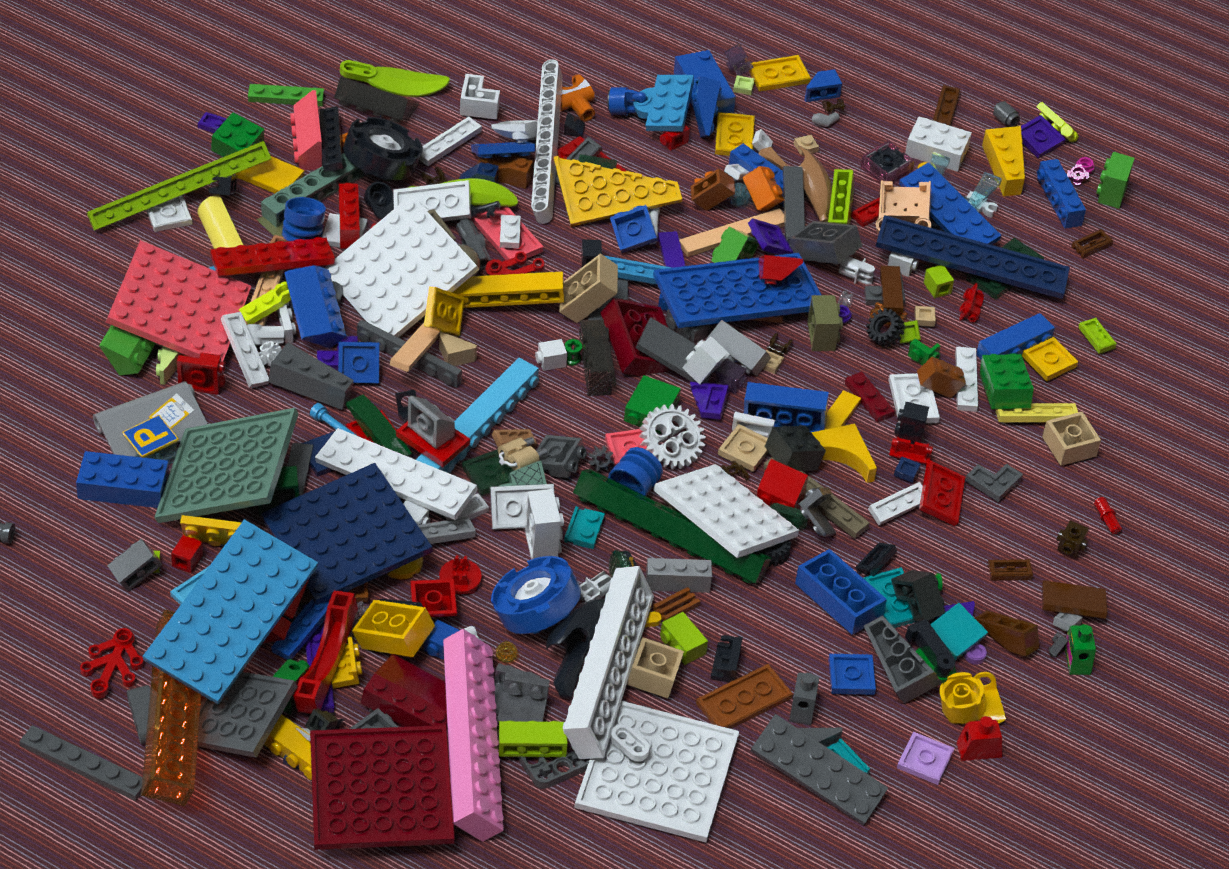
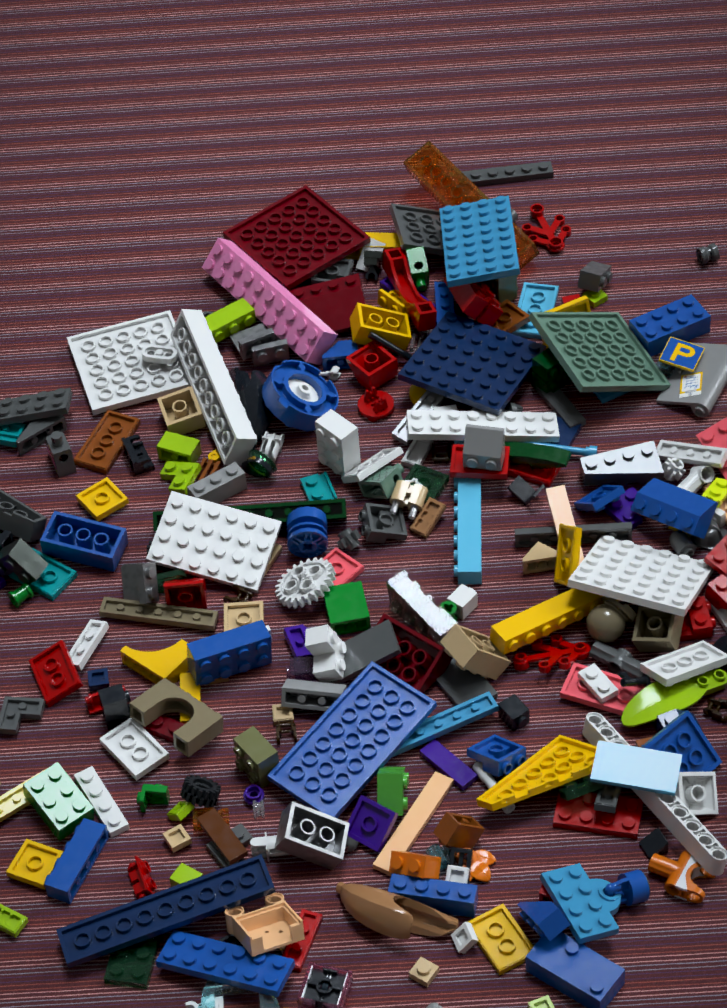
camera: 155 degrees right, 0 degrees up
(202, 372) = (700, 415): red plate -> none
(553, 138) = (636, 768): none -> tile
(699, 607) = (181, 473): none -> lime plate
(776, 267) = (331, 771): red slope -> none
(792, 633) = (102, 499): none -> yellow plate
(793, 200) = (375, 868): dark grey tile -> none
(795, 447) = (196, 622): pearl dark grey brick -> none
(841, 196) = (333, 903): lime brick -> none
(852, 674) = (39, 494): blue plate -> none
(864, 408) = (167, 698): none -> dark tan arch
(876, 558) = (72, 601): black tile -> none
(941, 377) = (117, 766): dark orange brick -> none

